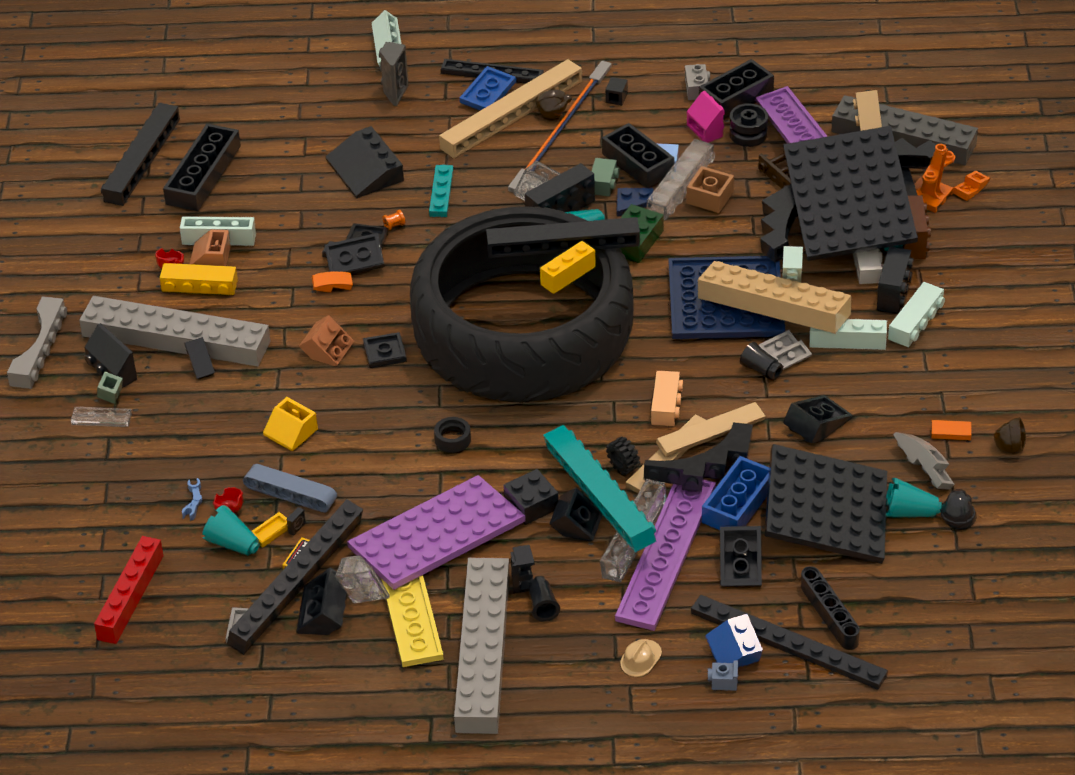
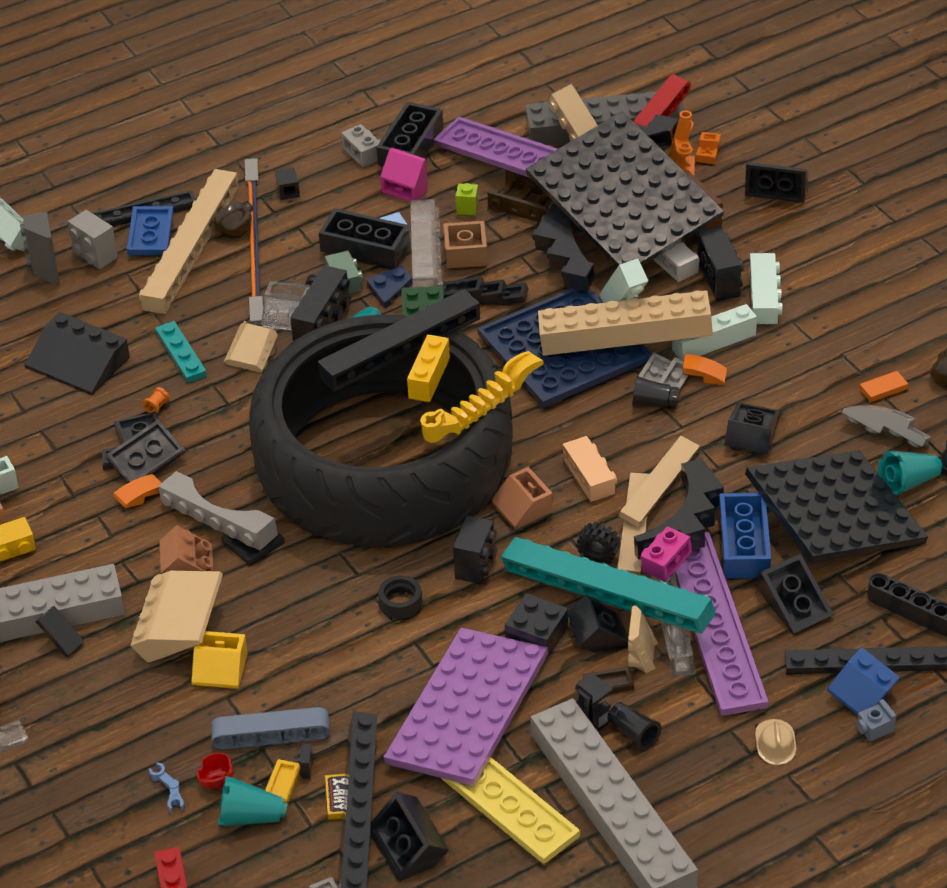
camera: 30 degrees left, 0 degrees up
(282, 376) = (175, 613): none -> tan slope
(360, 580) = (439, 790): clear slope -> none
(382, 337) = (250, 527): none -> light grey arch
(437, 80) = (92, 239): none -> light grey brick
(493, 199) = (252, 347): none -> tan slope
(527, 421) = (474, 549): none -> black brick
(534, 311) = (440, 423): none -> yellow piece
(554, 560) = (618, 679): none -> dark brown tile
(592, 539) = (641, 642): none -> tan slope
(596, 400) = (523, 498): none -> nougat slope
(656, 482) = (666, 553): none -> dark pink brick
(694, 230) = (488, 292): none -> black slope
(742, 154) = (467, 199): none -> lime brick
(748, 125) = (449, 166): black wheel -> none
(821, 361) = (699, 366): none -> orange slope
(950, 132) = (665, 100): none -> red beam
(998, 234) = (776, 182): none -> black slope

